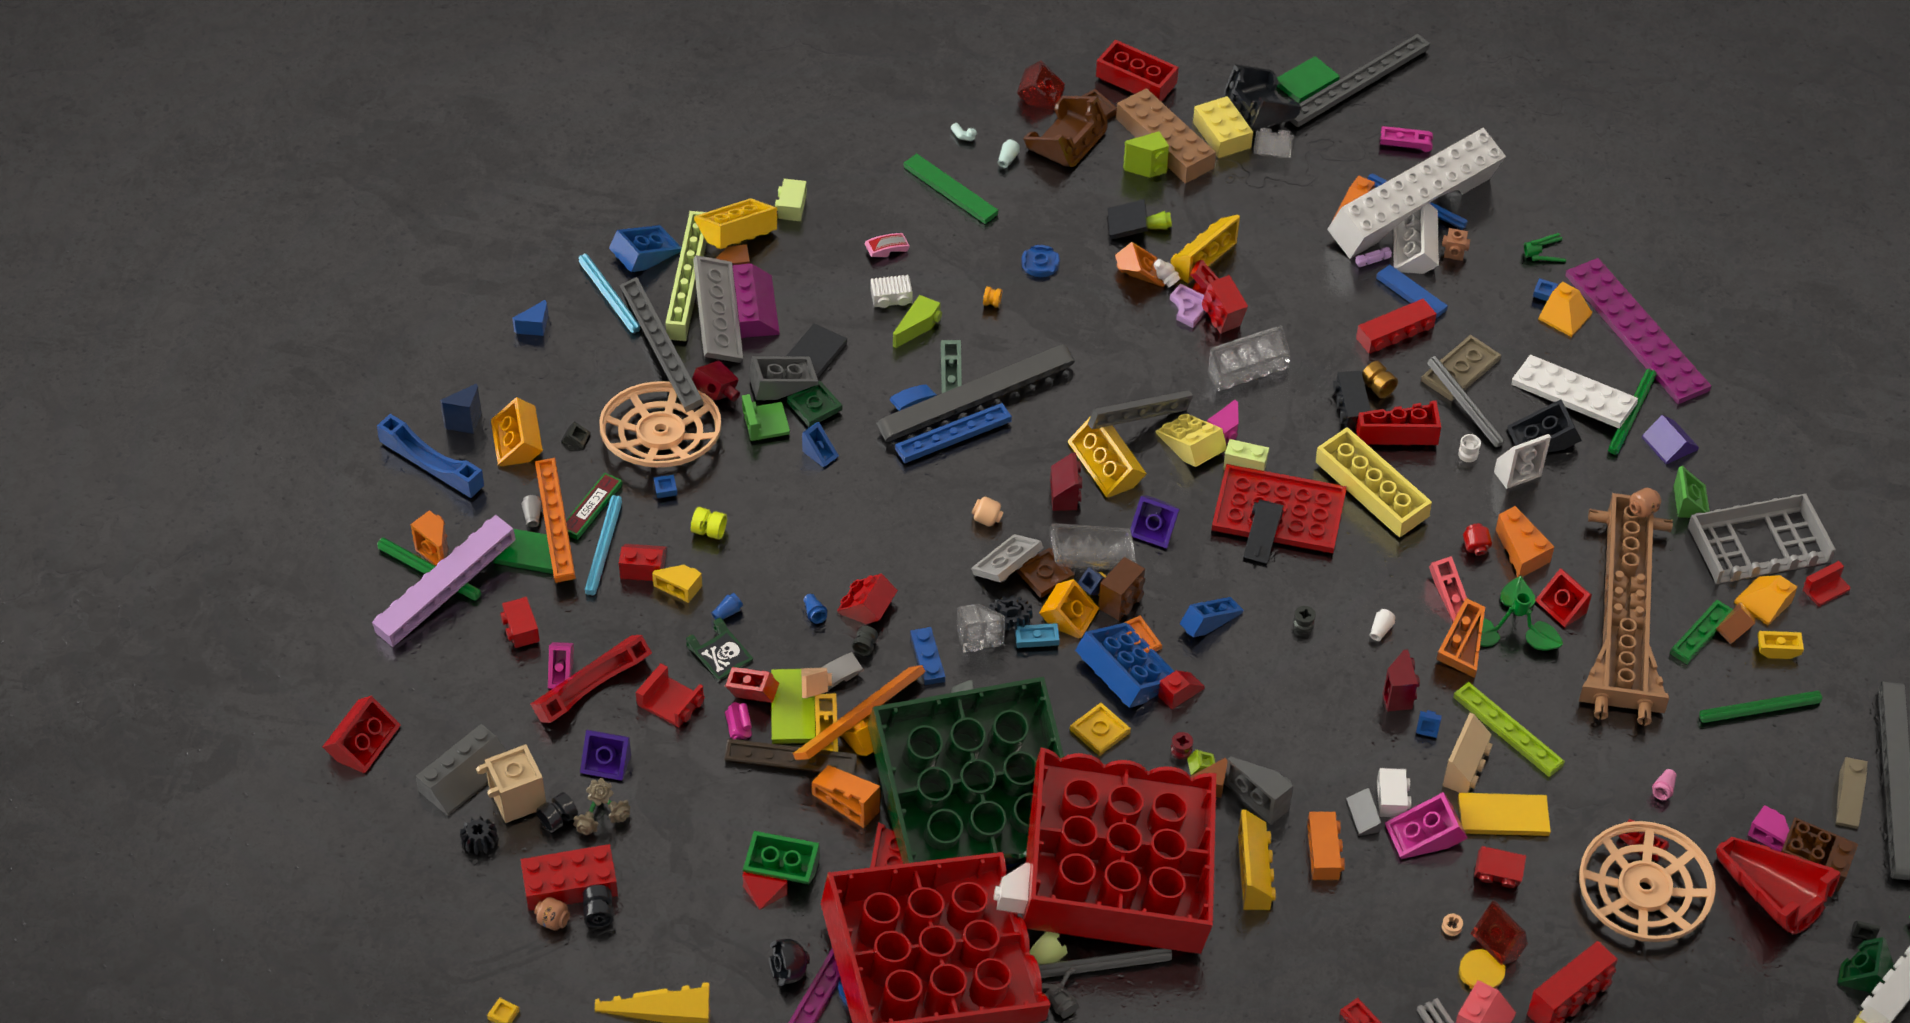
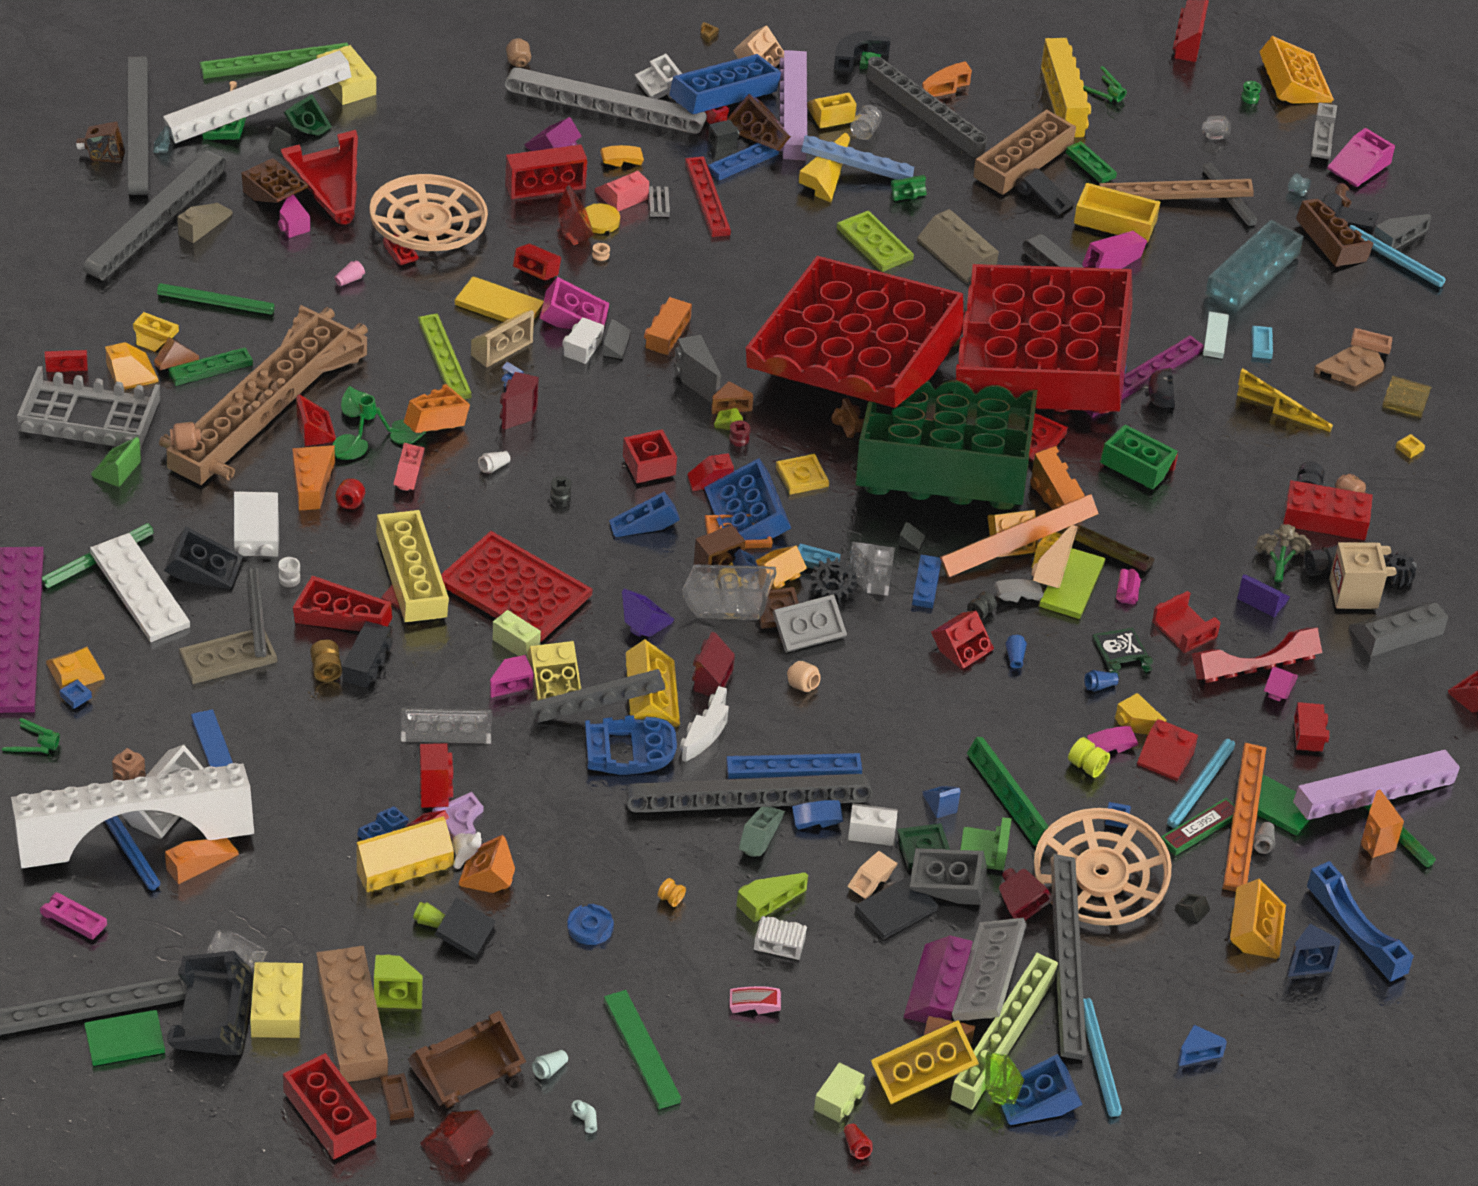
camera: 160 degrees left, 5 degrees down
(673, 231) = (1002, 1078): none -> clear neon green slope
(695, 552) = (1114, 738): none -> dark pink slope
(752, 684) = (1108, 592): red brick -> none
(763, 174) = (858, 1143): none -> red cone
(771, 476) = (1007, 790): none -> green plate
(843, 364) = (870, 874): none -> light nougat slope
(864, 406) = (872, 824): none -> white slope
(1014, 890) = (964, 330): white slope -> none
(1043, 438) = (706, 727): none -> white slope
(1076, 407) = (651, 739): none -> blue slope
(1242, 273) = (386, 822): none -> blue slope
(1245, 674) = (649, 456): none -> red brick
(1254, 863) = (737, 328): yellow slope -> none
(1263, 530) = (540, 564): black door -> none
(1396, 326) = (263, 710): red brick -> none
(1669, 440) = (86, 517): slope -> none

